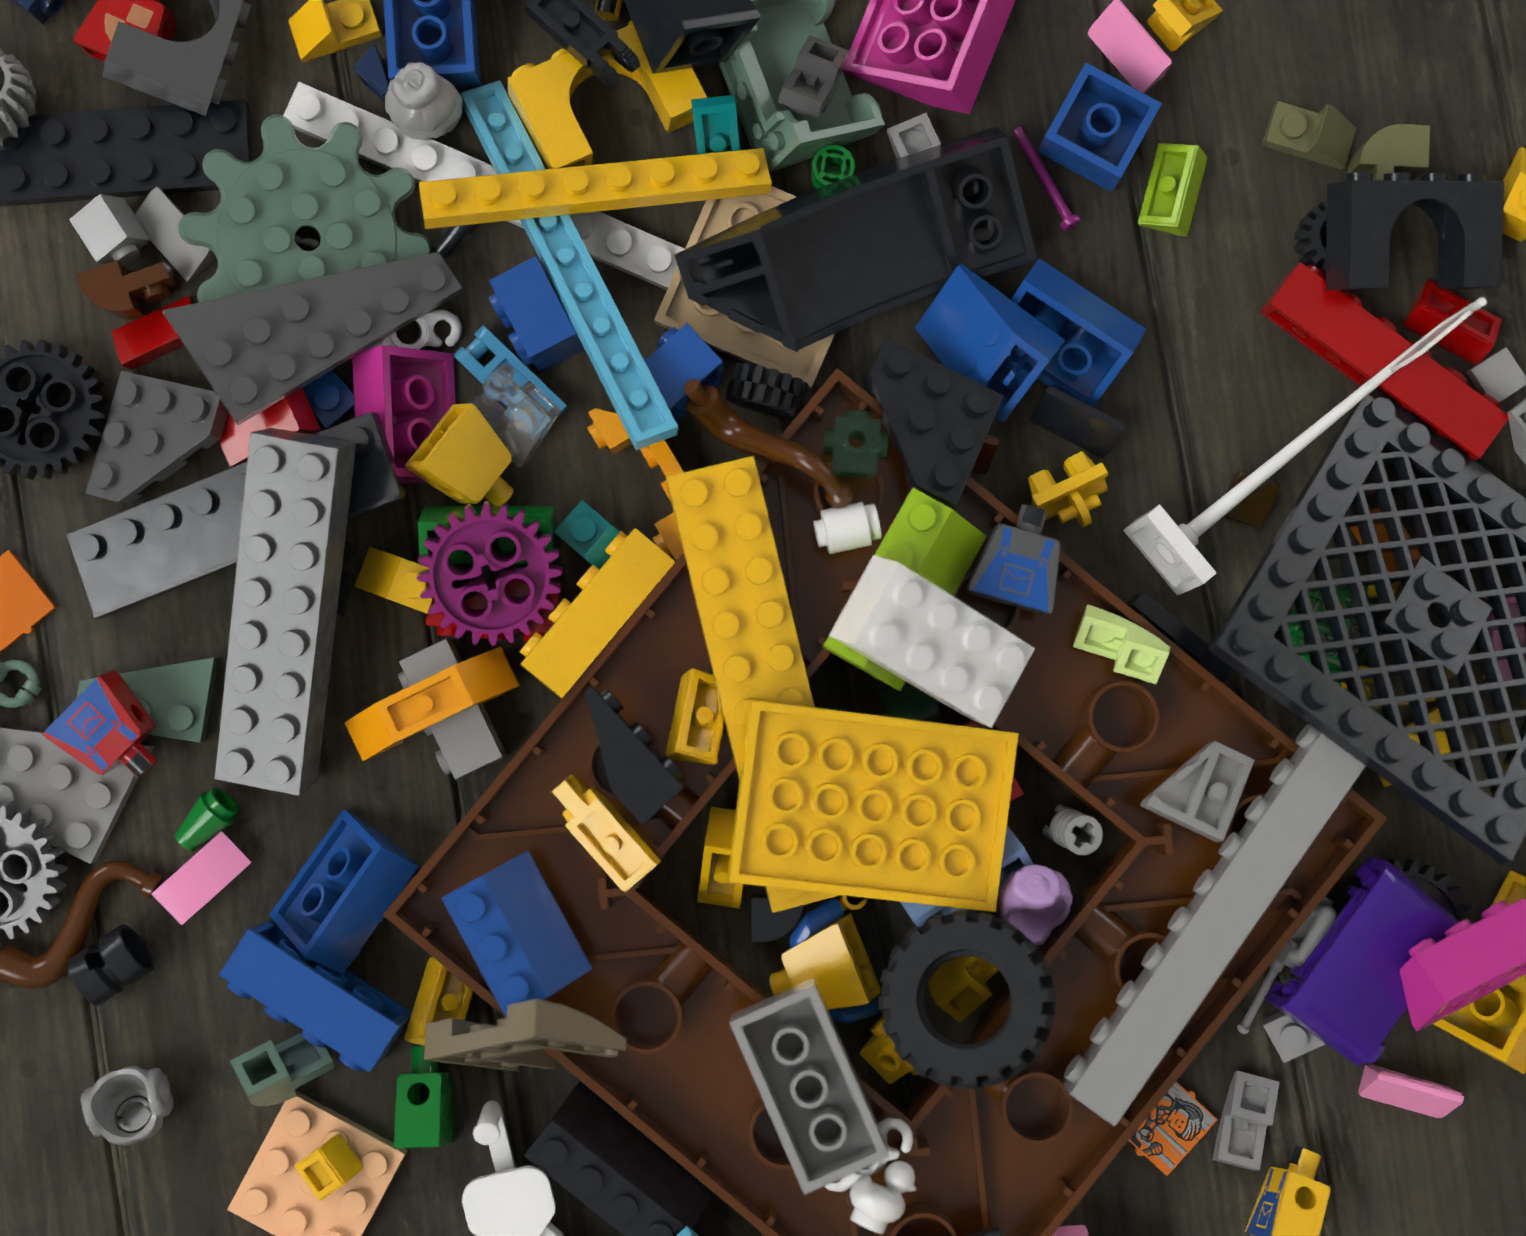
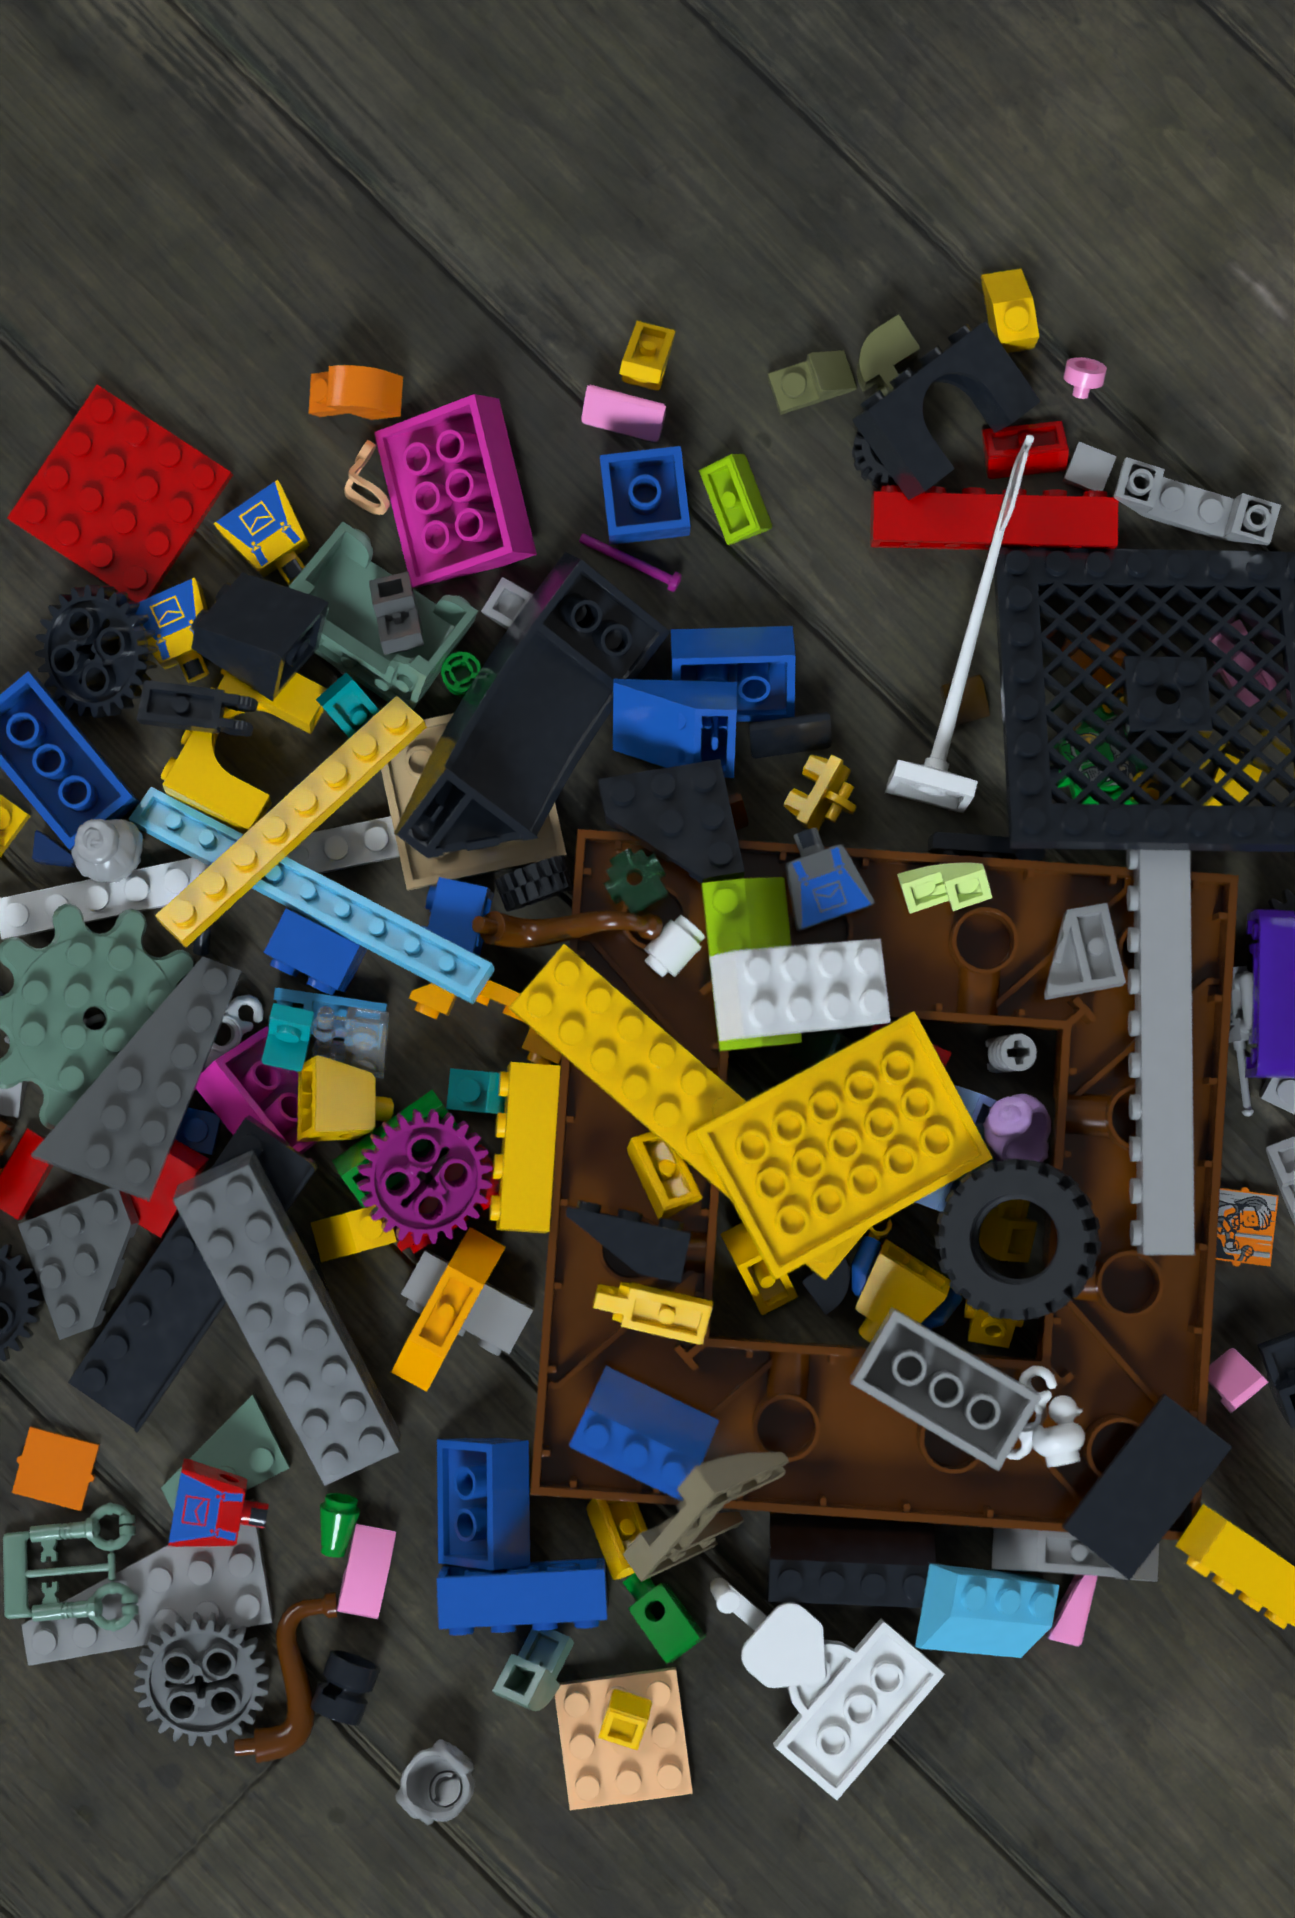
camera: 35 degrees left, 0 degrees up
(460, 372) = (288, 1037): none -> teal slope

